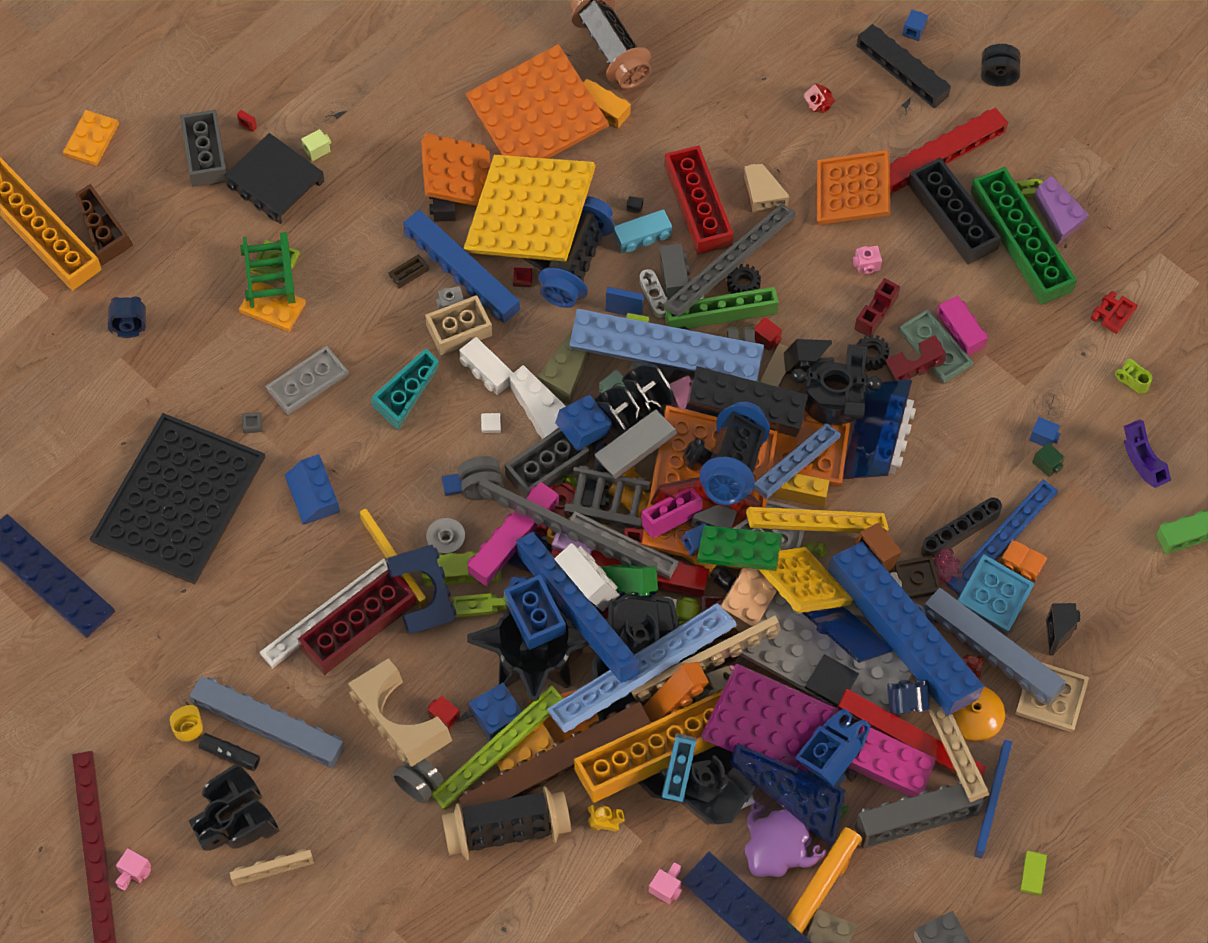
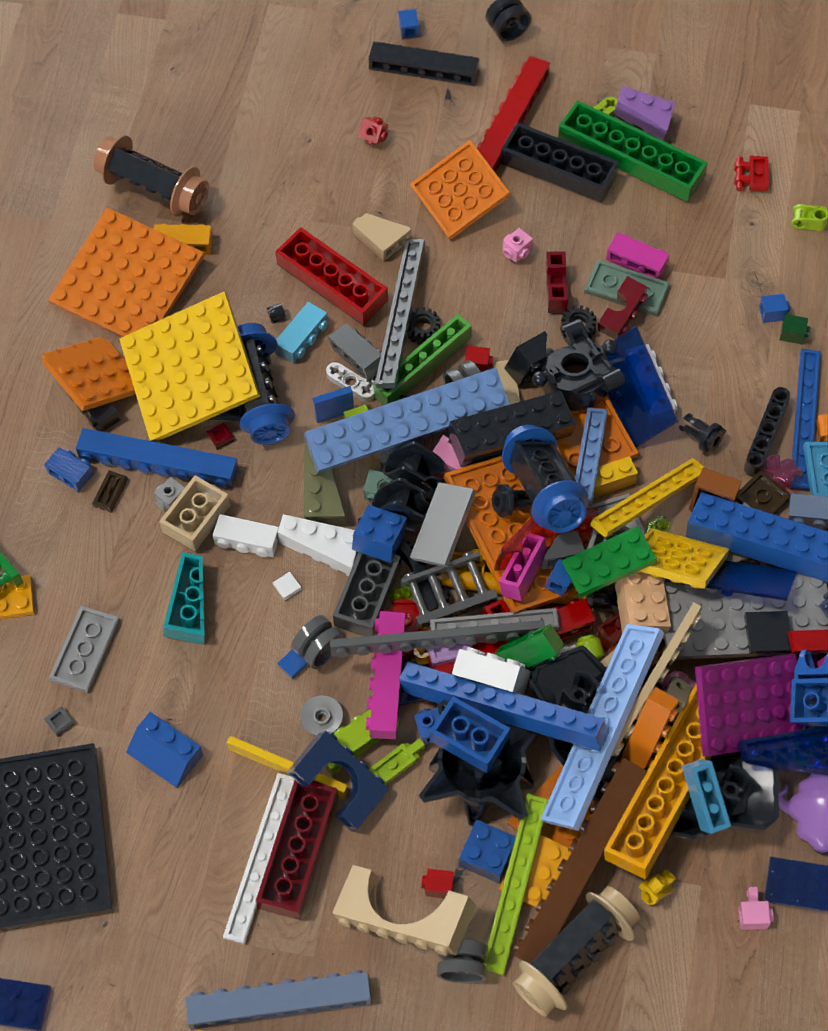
camera: 30 degrees left, 0 degrees up
(389, 236) = (68, 468): none -> blue brick
(908, 502) = (708, 436): none -> black piece

